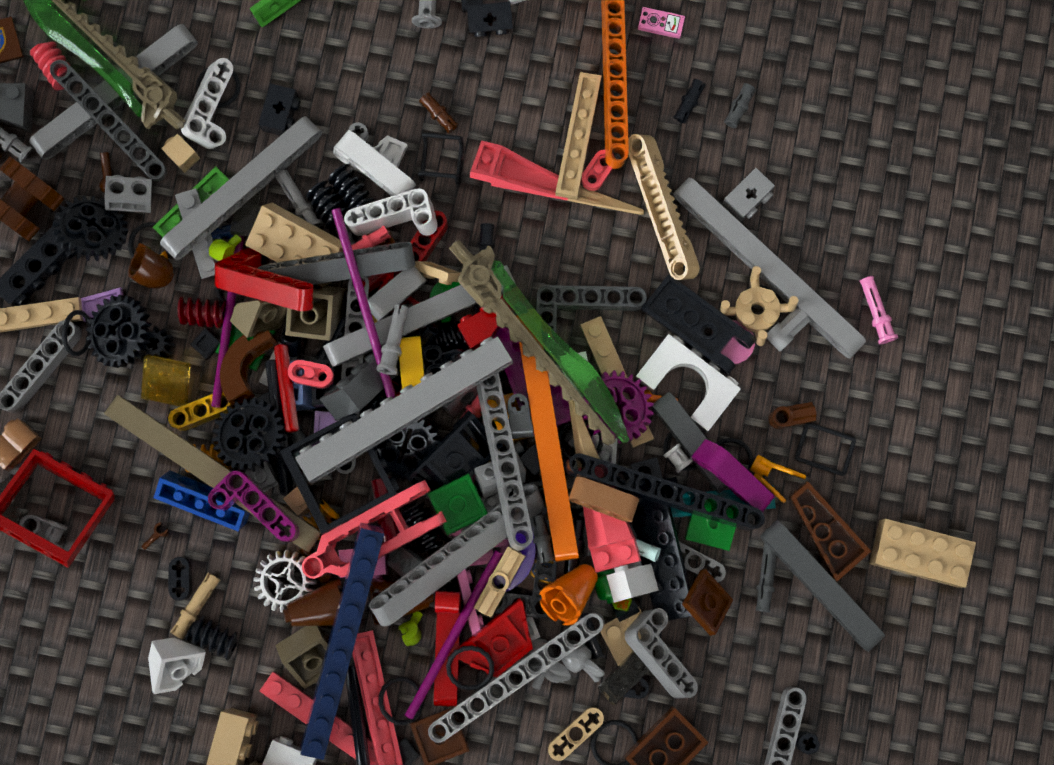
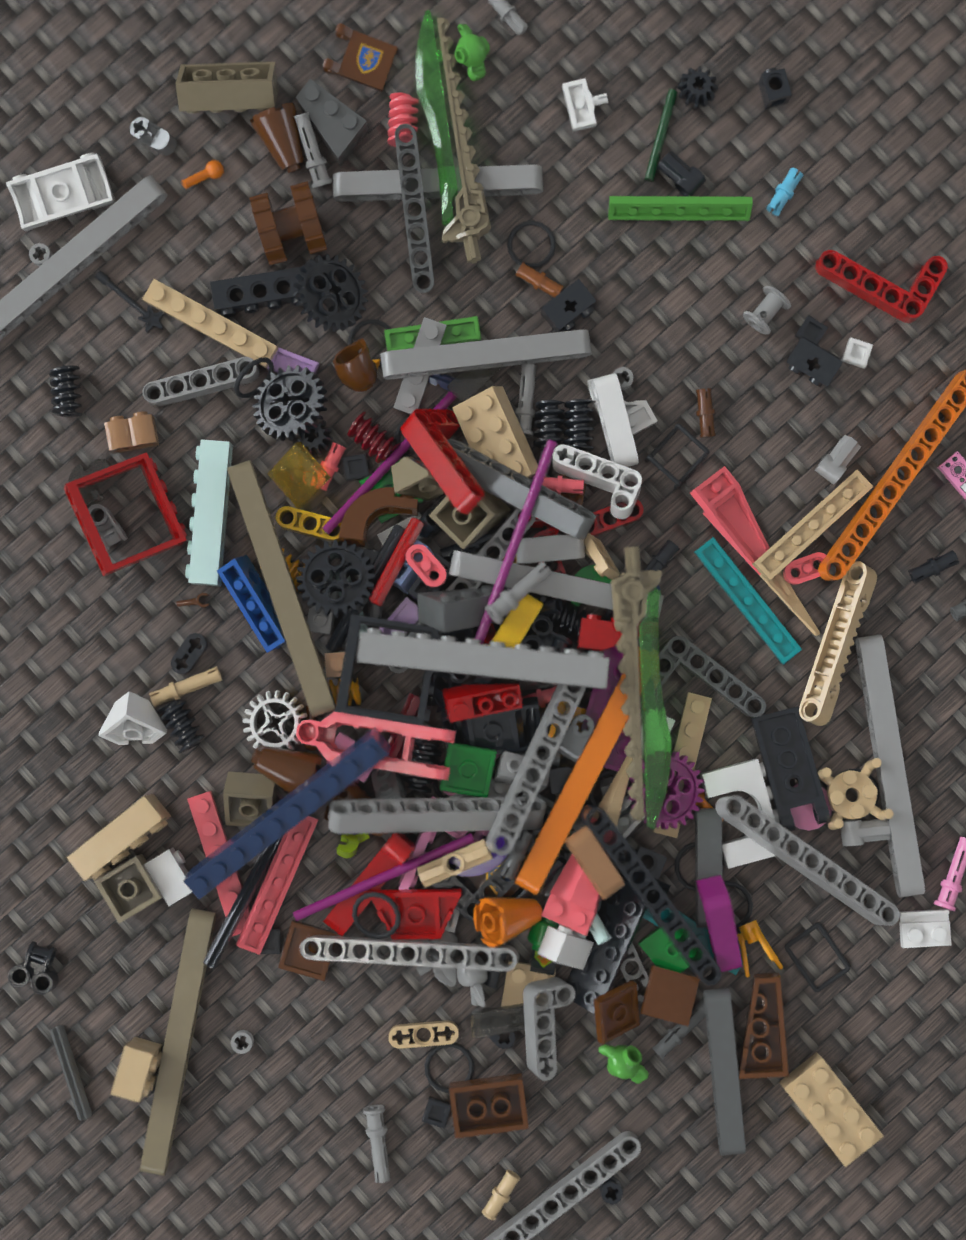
camera: 35 degrees right, 5 degrees up
(106, 169) = (373, 262): reddish brown bar -> none
(118, 459) = (210, 512): none -> light aqua brick
(127, 199) = (381, 291): light grey brick -> none
(180, 152) = (455, 281): tan brick -> none
(184, 352) = (331, 462): none -> coral pin
(210, 100) = (515, 256): white beam -> none
(221, 249) = (430, 397): lime piece -> none
(242, 107) = (539, 280): none -> dark orange pin
(258, 510) = (297, 652): magenta beam -> none
(381, 705) = (283, 883): black piece -> none
(426, 443) = (480, 700): none -> red slope
(560, 80) = (835, 463): none -> light grey piece
(573, 225) = (748, 601): none -> teal tile
(678, 458) = (685, 871): white bush -> none
(738, 559) = (669, 995): none -> reddish brown tile
(743, 636) = (624, 1062): none -> bright green piece
(752, 384) = (797, 860): none -> light grey beam
(754, 183) = (934, 683): light grey brick -> none
(793, 415) = (812, 909): reddish brown piece -> none
(886, 367) = (925, 928): none -> white plate

